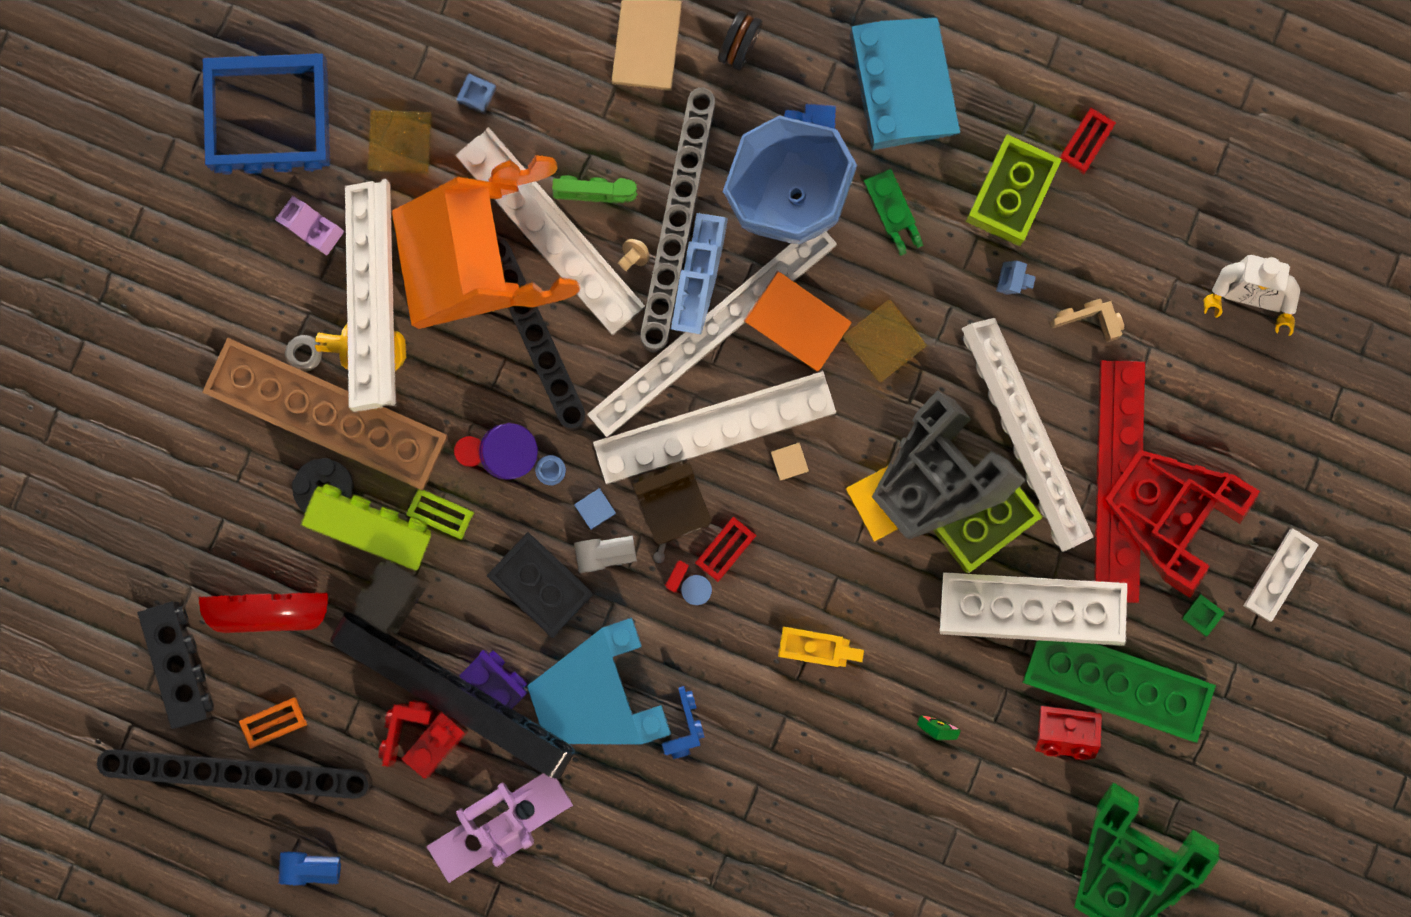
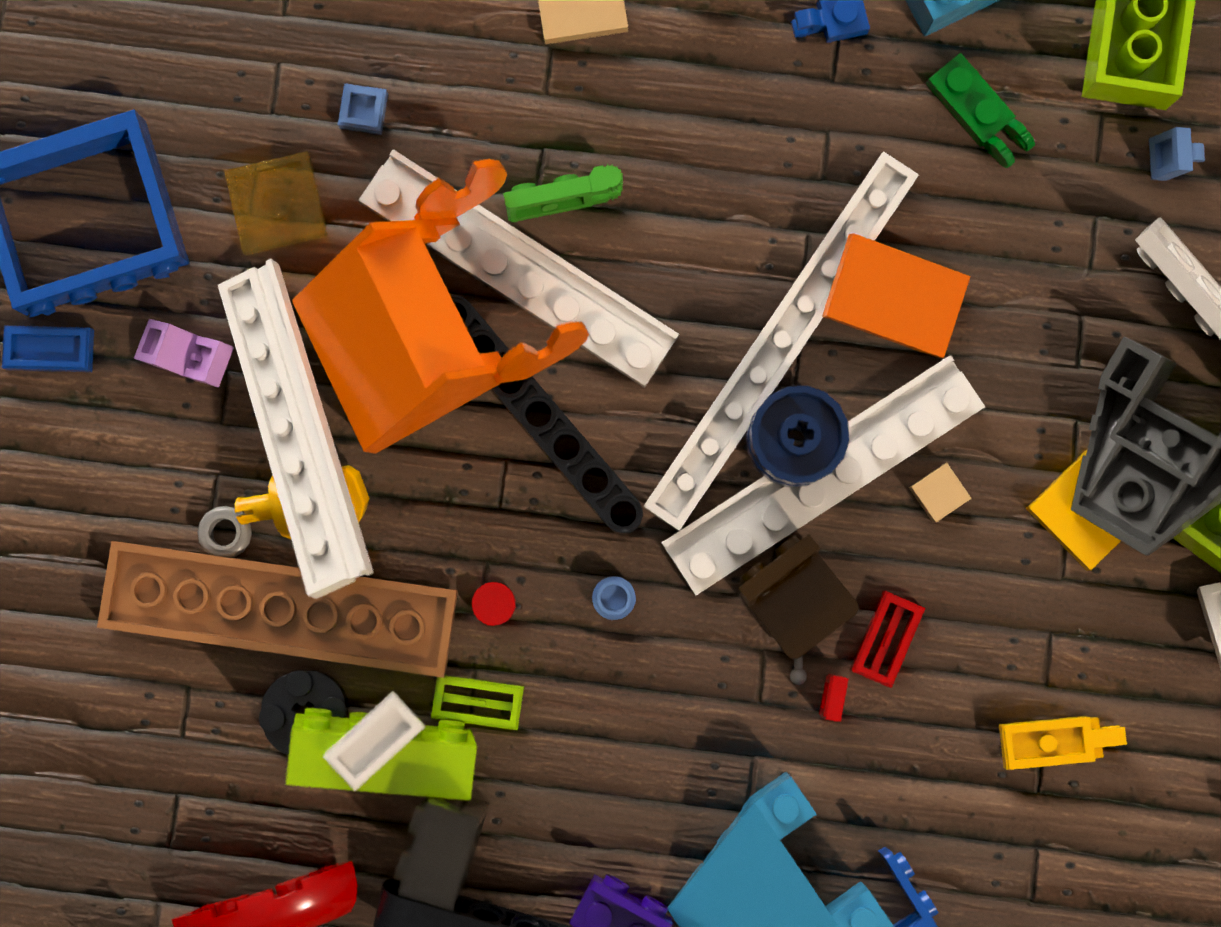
camera: 15 degrees left, 0 degrees up
(219, 197) = (48, 348): none -> blue tile
(365, 512) = (373, 741): none -> white tile
(508, 451) = (548, 589): dark purple head -> none
(540, 585) = (645, 762): black tile -> none
(595, 509) = (691, 634): medium blue tile -> none
(598, 554) = (714, 697): light grey piece -> none
(635, 253) = (644, 265): tan plate -> none
(678, 205) = (695, 182): light grey beam -> none
(696, 590) = (864, 707): medium blue tile -> none
(699, 273) = (741, 269): light blue slope -> none
(705, 378) = (823, 433): none -> dark blue wheel
(786, 160) = (834, 71): medium blue rock -> none
(884, 341) = (1021, 290): clear yellow tile -> none

